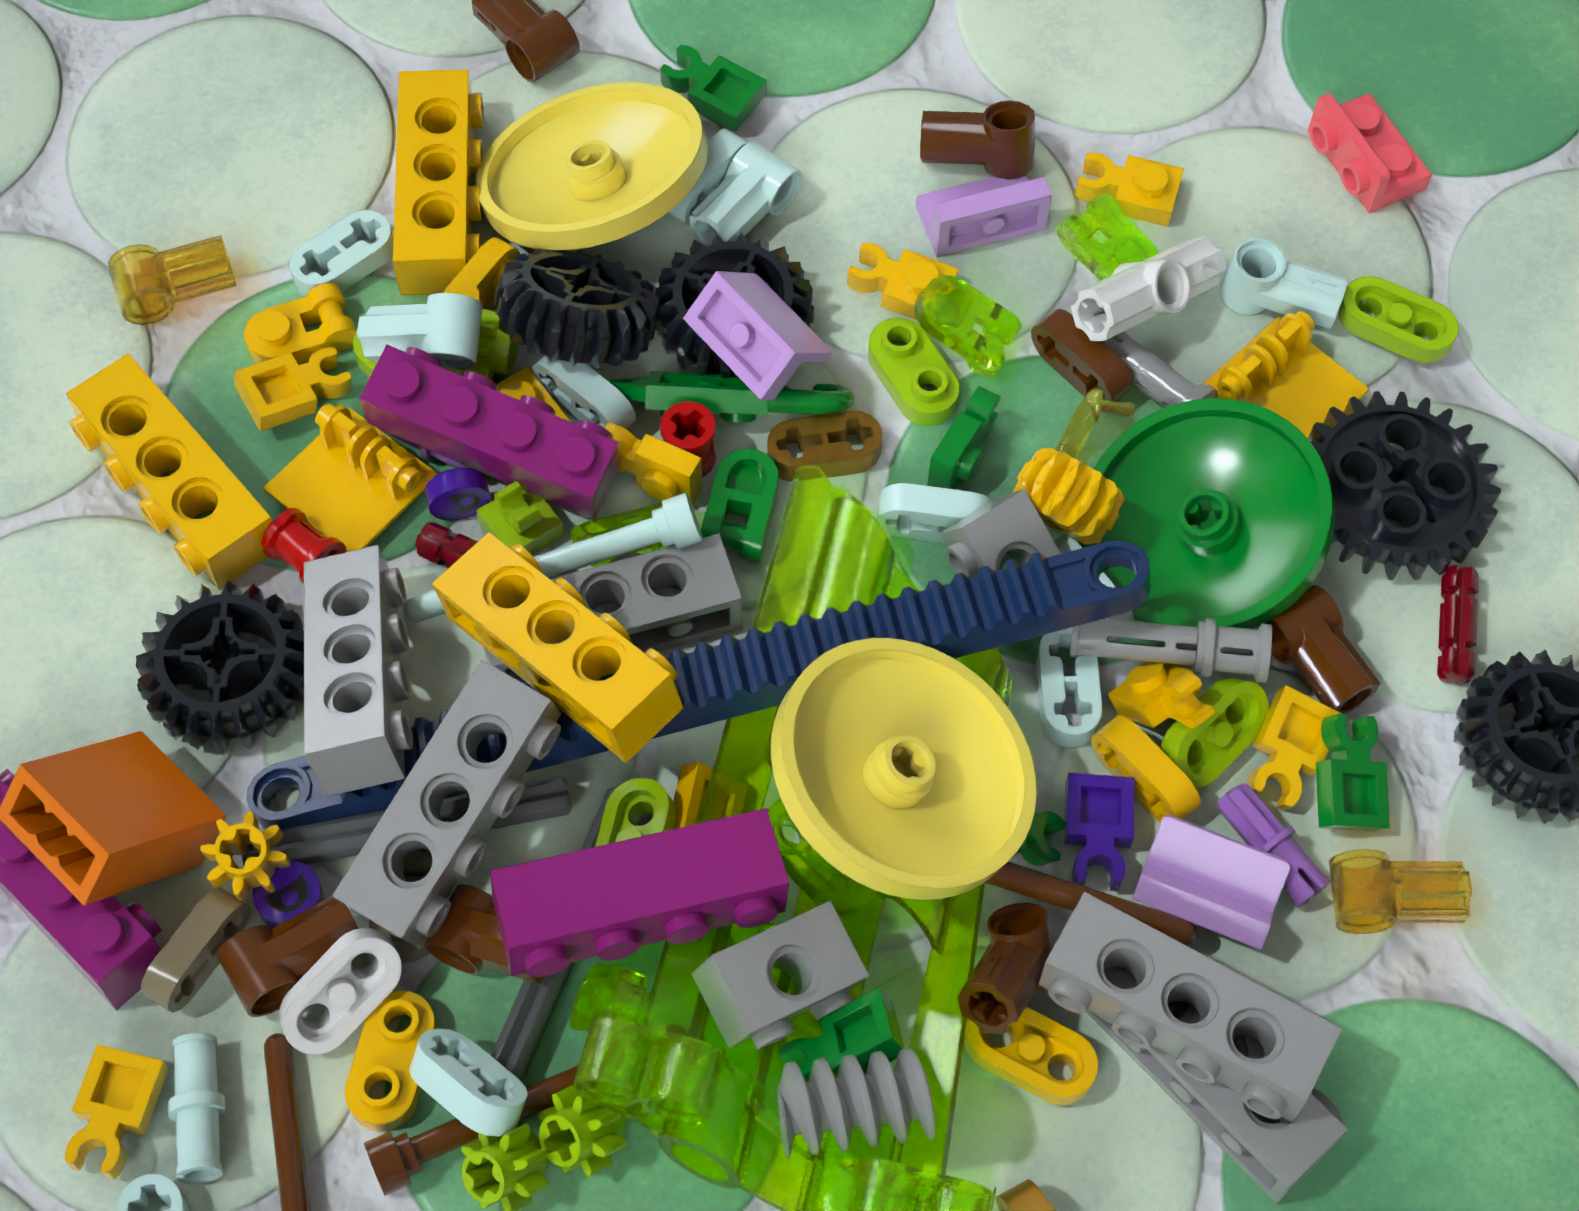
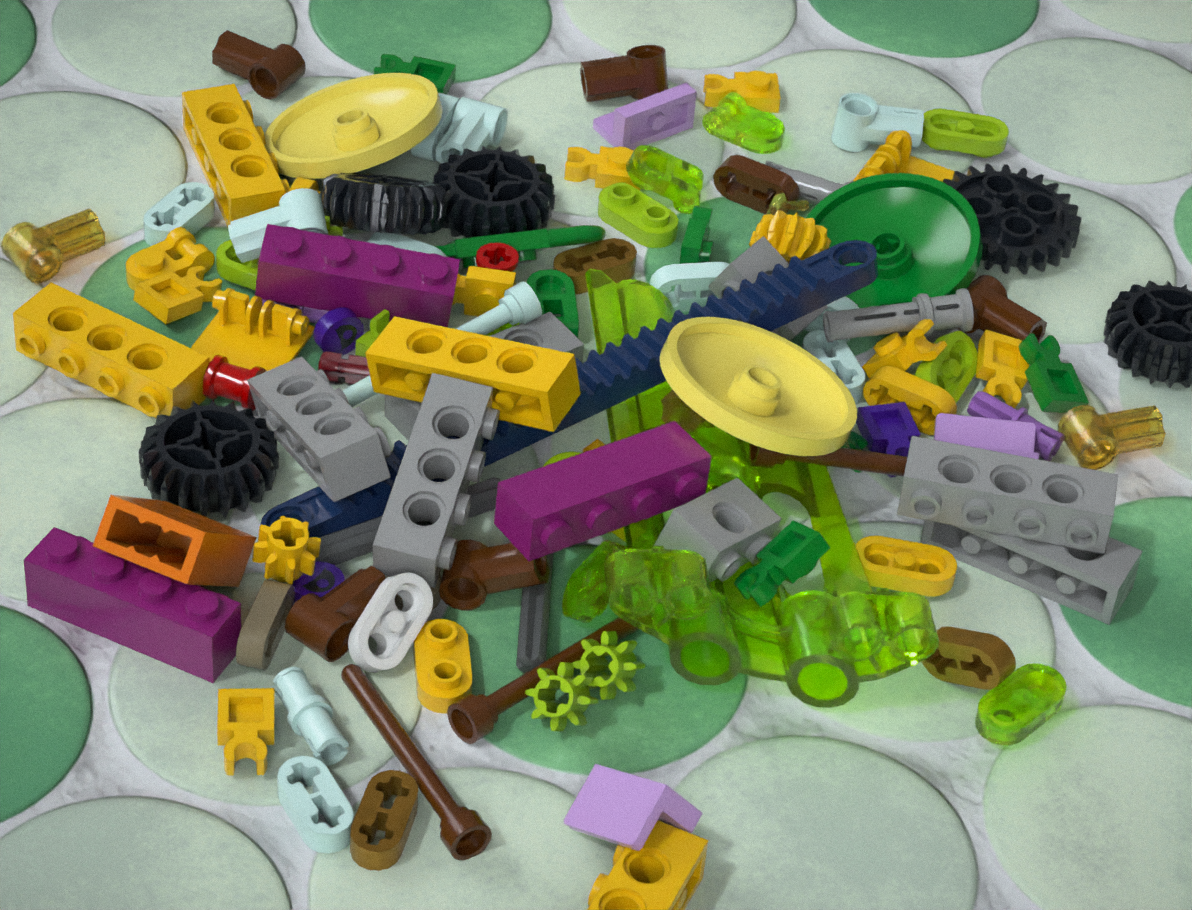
camera: 20 degrees left, 20 degrees down
(468, 1082) = (514, 648): light aqua beam -> none
(754, 331) = (522, 191): lavender panel -> none
(854, 1100) = (809, 574): light grey piece -> none
(1008, 968) = (872, 509): reddish brown piece -> none
(1148, 288) = (788, 133): white piece -> none
(1367, 151) = (897, 47): coral bracket -> none
(1458, 625) = (1082, 289): dark red axle -> none

